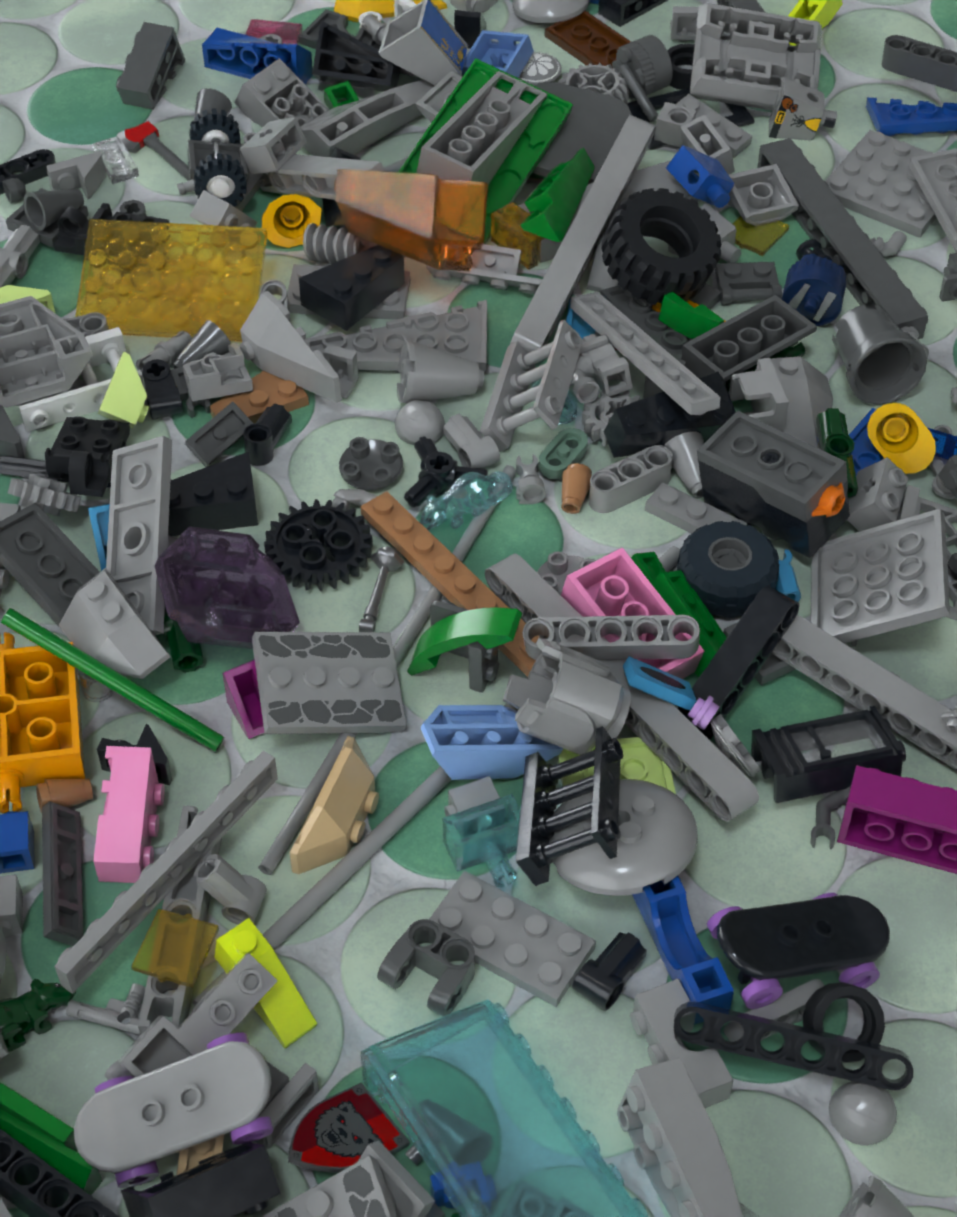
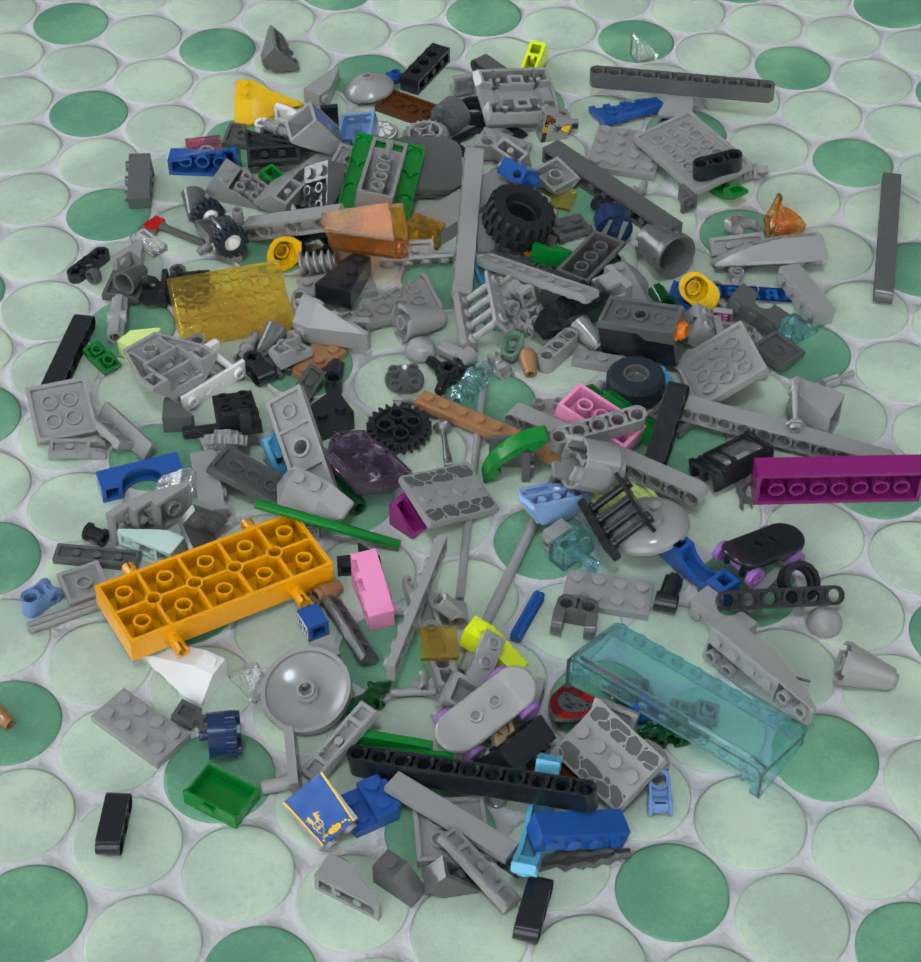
camera: 20 degrees left, 5 degrees down
(125, 394) = (241, 373): yellowish green slope -> none
(215, 211) = (241, 257): light grey brick -> none
(273, 145) = (255, 211): light grey brick -> none
(337, 813) = (486, 556): tan wedge -> none
(356, 936) = (527, 616): none -> blue axle
(395, 127) = (322, 183): none -> dark grey slope
(558, 197) = (441, 203): green wedge -> none
(638, 92) = (454, 131): dark grey piece -> none
(659, 683) = (632, 446): dark azure tile -> none
(703, 712) = (661, 455): lavender plate -> none
(733, 747) = (681, 465): light grey dish -> none
(930, 487) = (724, 313): none -> tile

